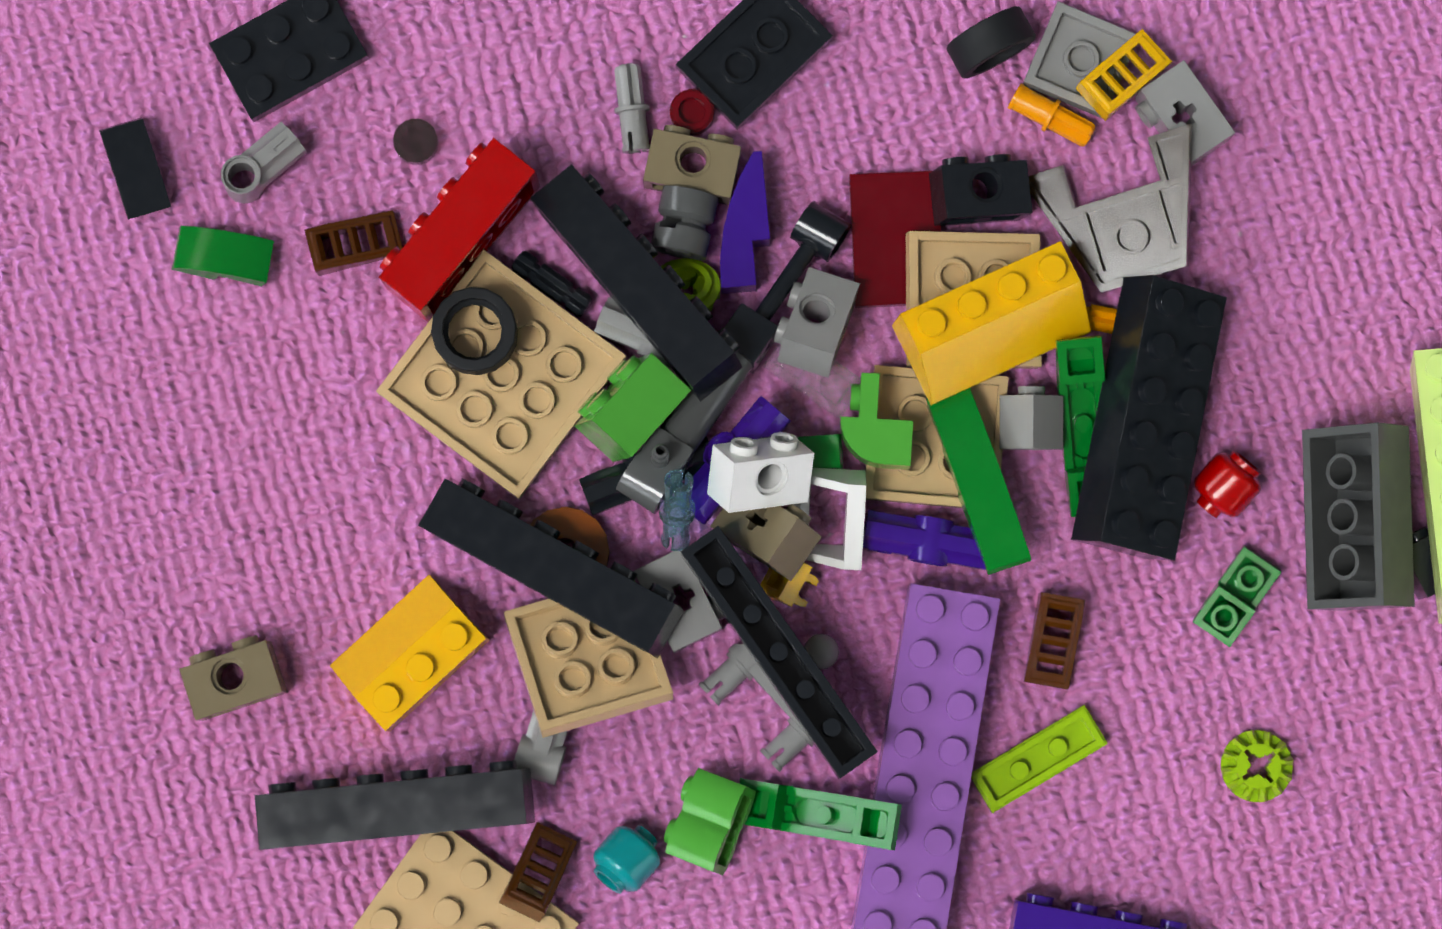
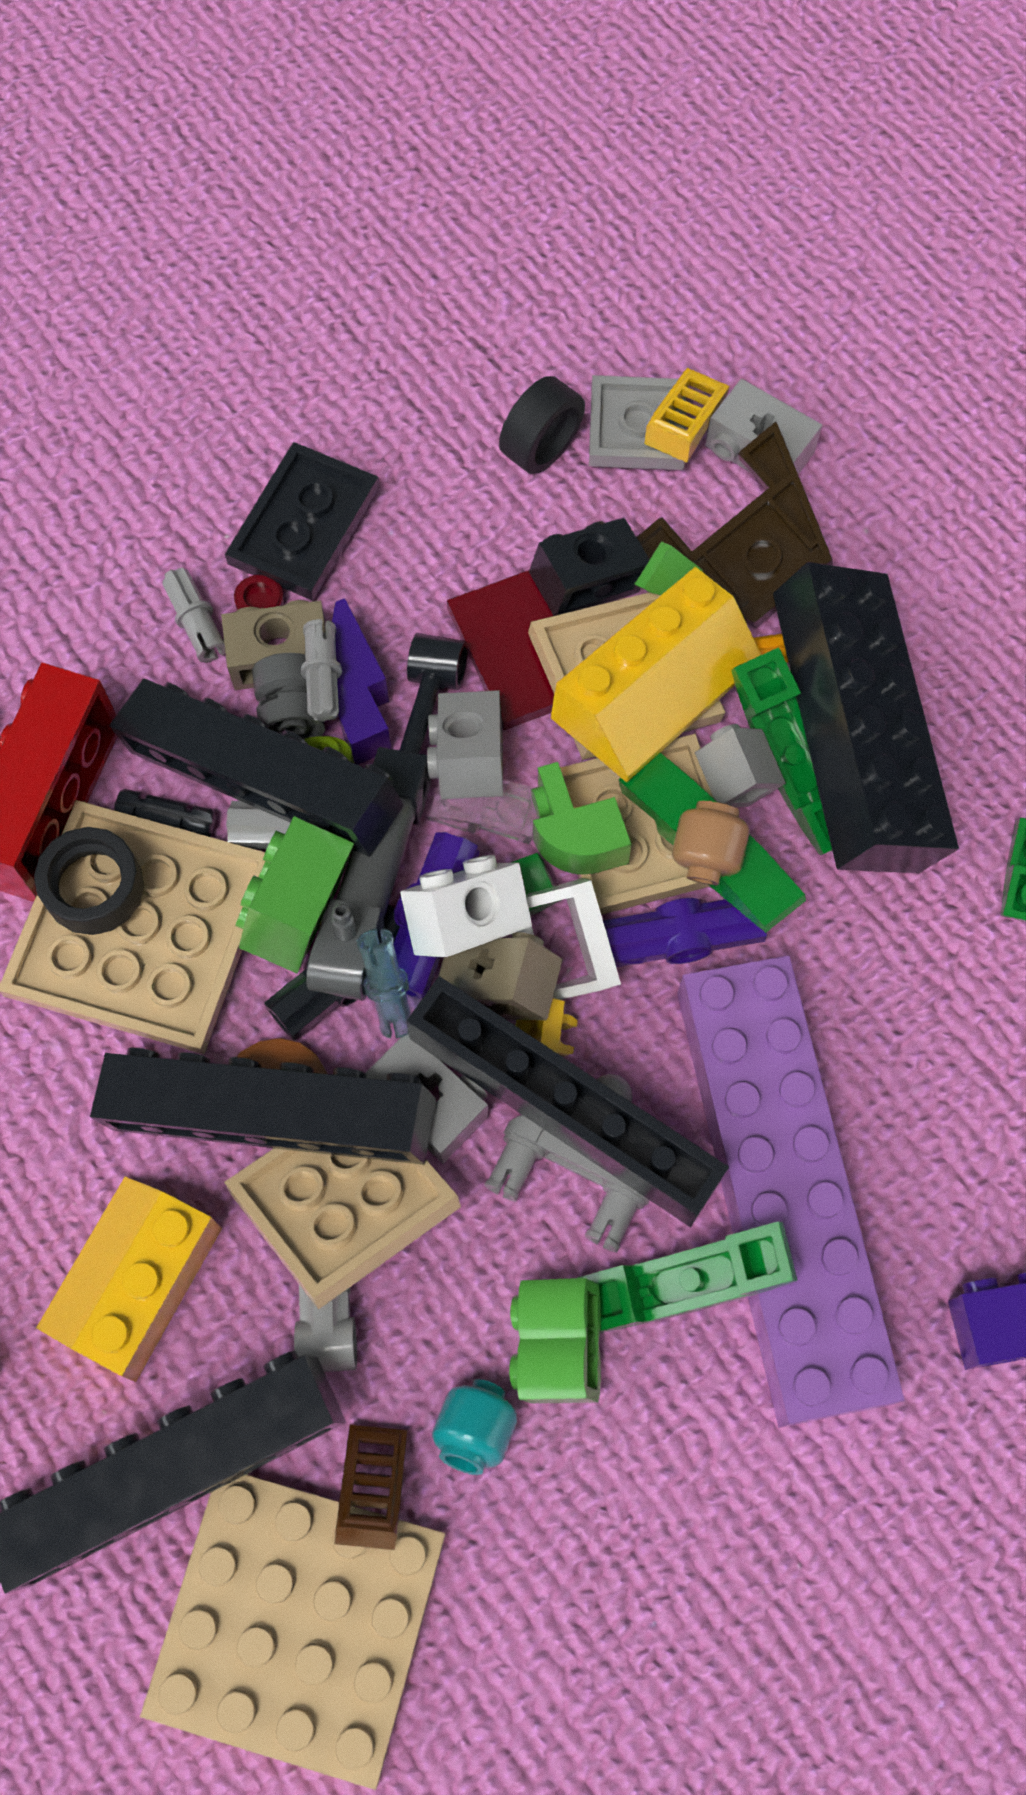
camera: 20 degrees left, 15 degrees down
(718, 218) = (321, 670): none -> light grey axle
(970, 492) = (710, 842): none -> medium nougat head
(1038, 758) = (904, 1127): lime tile -> none
(1042, 225) = (664, 569): none -> bright green tile
(1051, 115) = (628, 481): light orange axle -> none
(1063, 603) = (881, 985): reddish brown slope -> none
(1227, 484) = (973, 760): red head -> none

